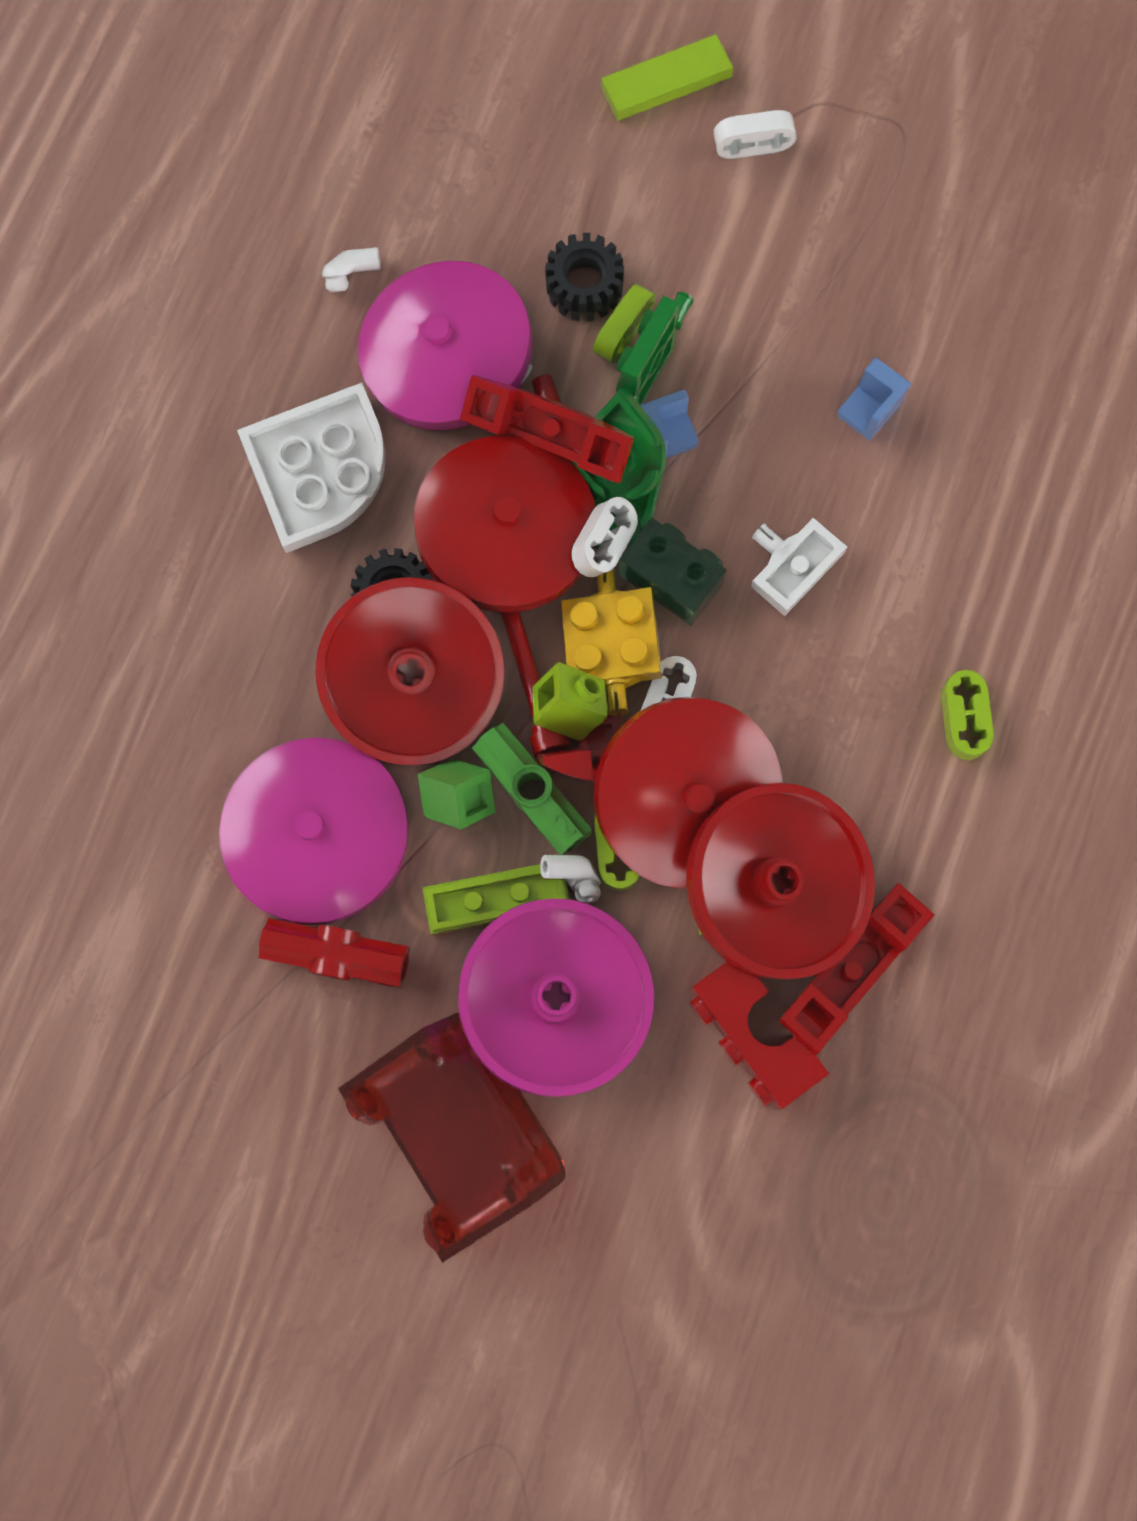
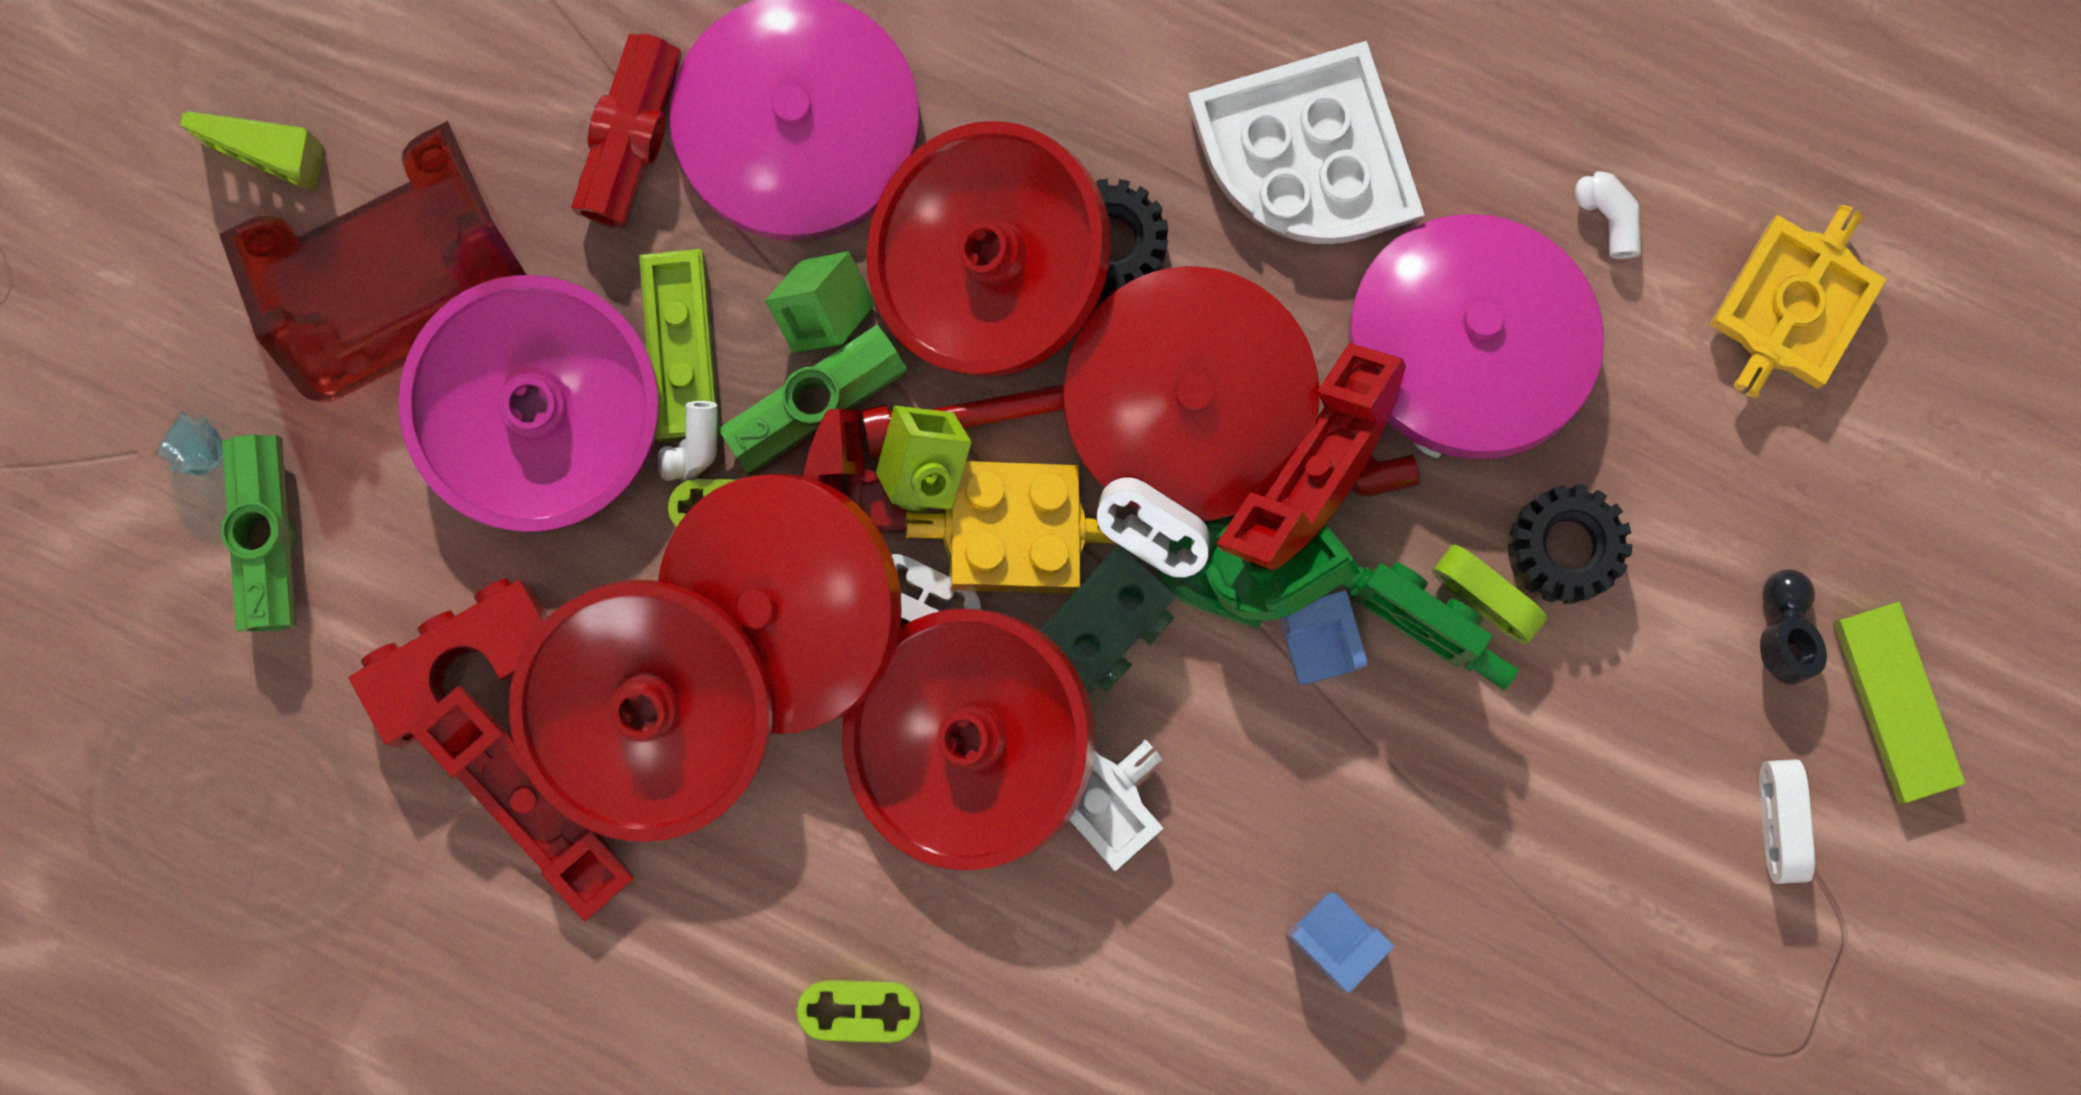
camera: 90 degrees right, 5 degrees up
(367, 1232) = (271, 147): none -> lime slope
(404, 148) = (1798, 301): none -> yellow plate
(610, 1269) = (190, 445): none -> clear light blue plate
(636, 139) = (1793, 645): none -> black plate
(708, 1194) = (254, 492): none -> bright green piece
(772, 645) = (971, 741): none -> red dish

